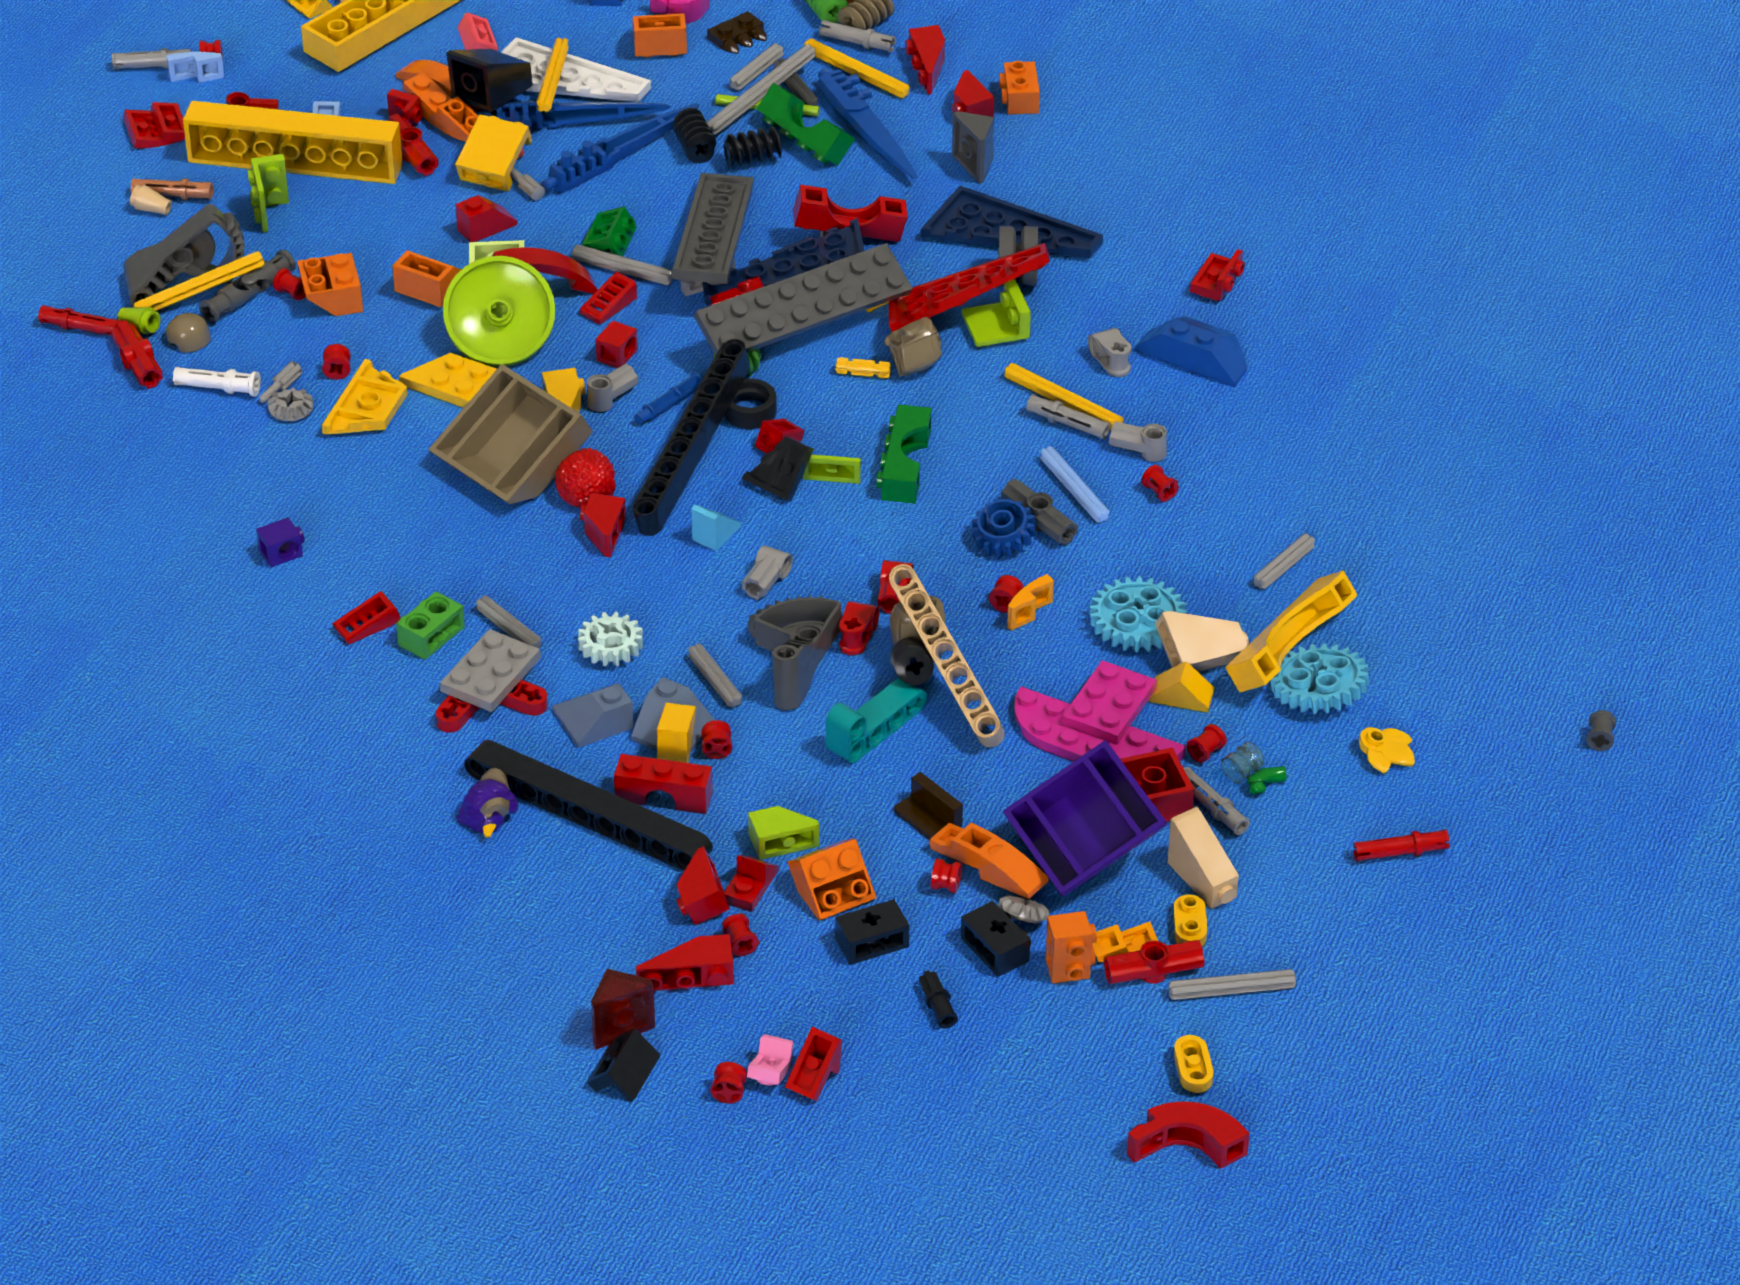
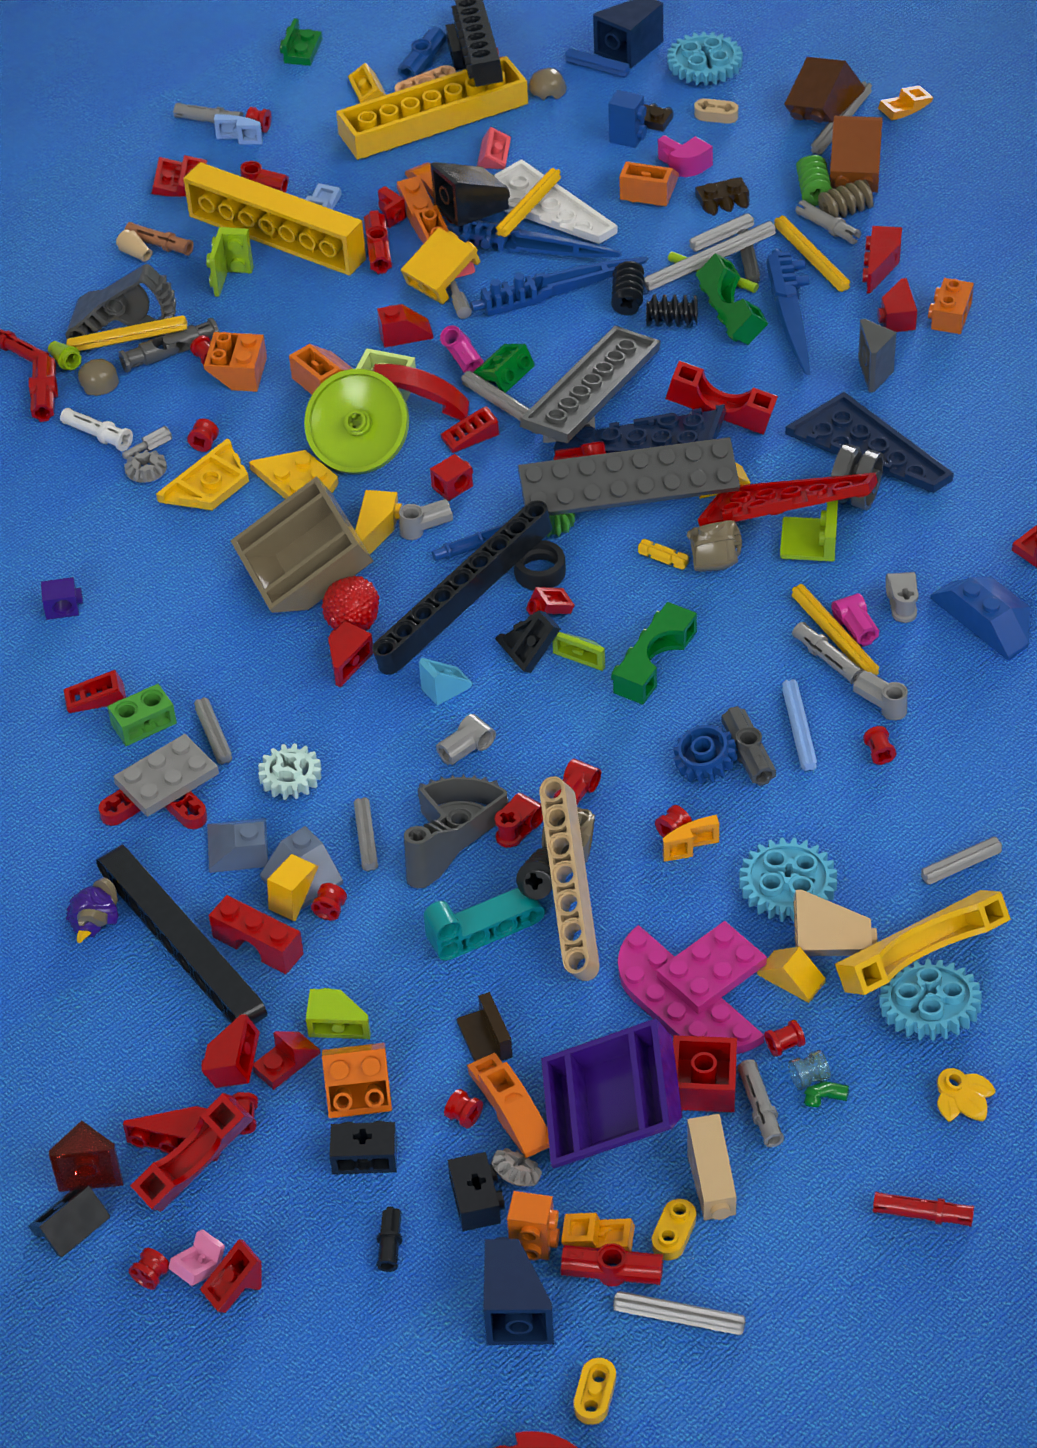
camera: 25 degrees right, 5 degrees up
(559, 227) = (461, 348): none -> dark pink piece
(723, 970) = (175, 1171): none -> red arch
(1074, 377) = (854, 615): none -> dark pink piece
(1086, 1006) = (514, 1297): none -> dark blue slope

